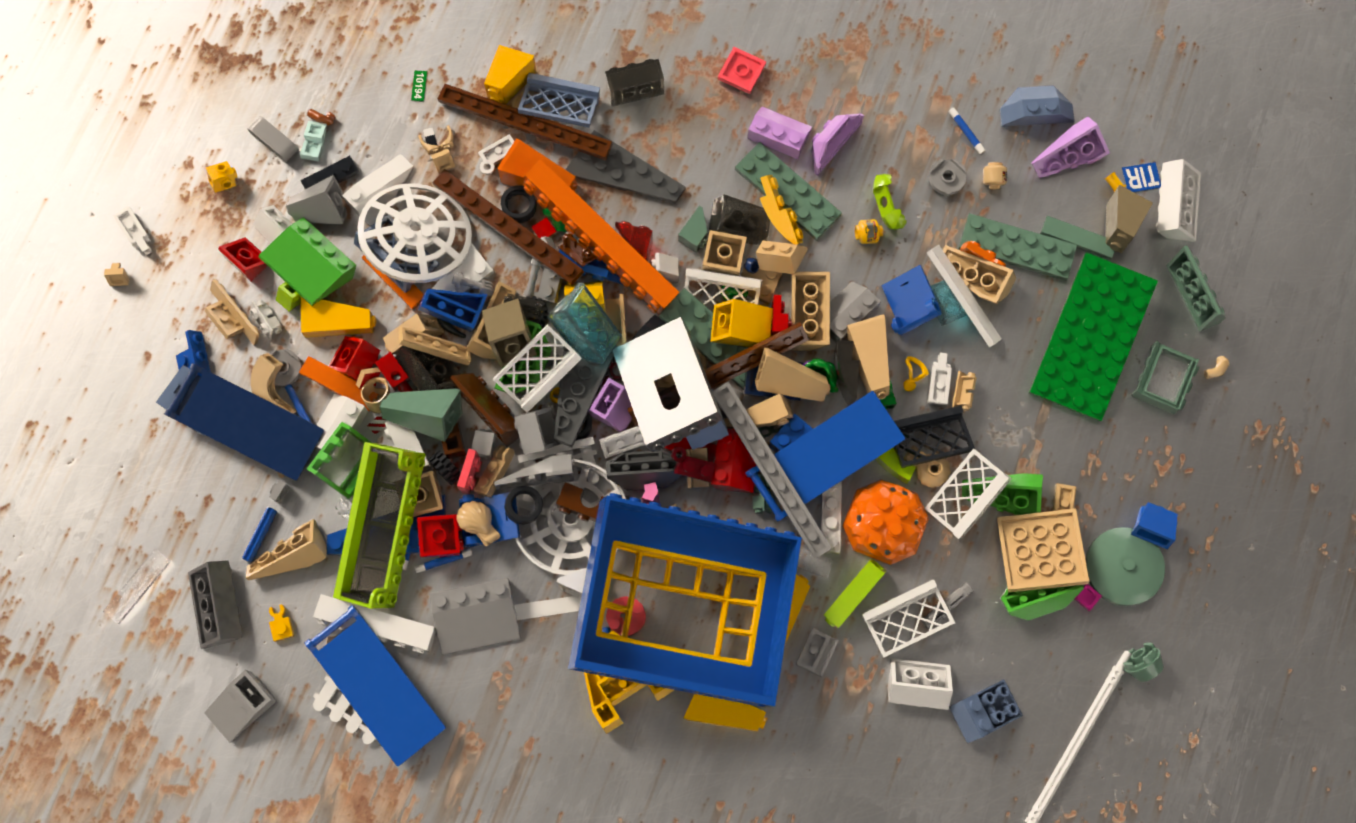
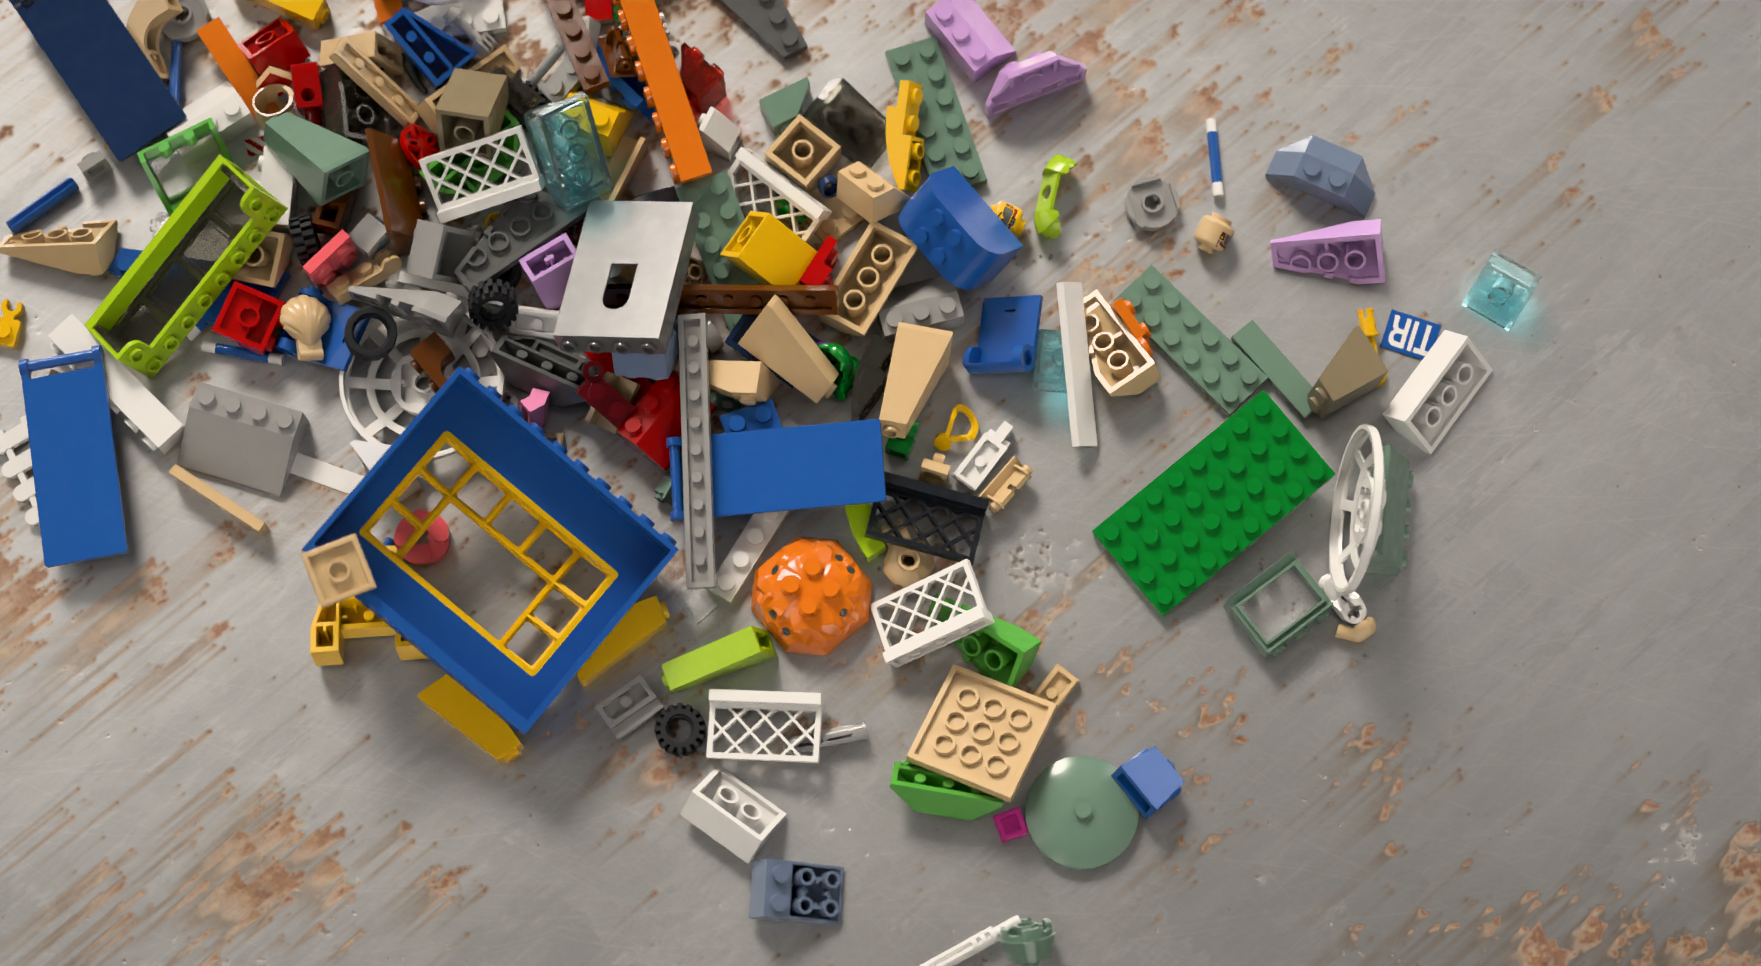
camera: 30 degrees right, 0 degrees up
(483, 662) = (219, 500): none -> tan tile
(484, 371) = (420, 145): none -> red wheel
(584, 440) = (492, 292): none -> black tyre
(605, 668) = (338, 570): none -> tan tile
(847, 251) = (958, 230): none -> blue brick
(860, 637) = (674, 713): none -> black tyre
(916, 405) = (934, 470): none -> tan tile
(1180, 123) = (1501, 290): none -> clear light blue slope
(1195, 291) = (1365, 509): none -> white dish
(1206, 355) = (1350, 609): none -> white piece

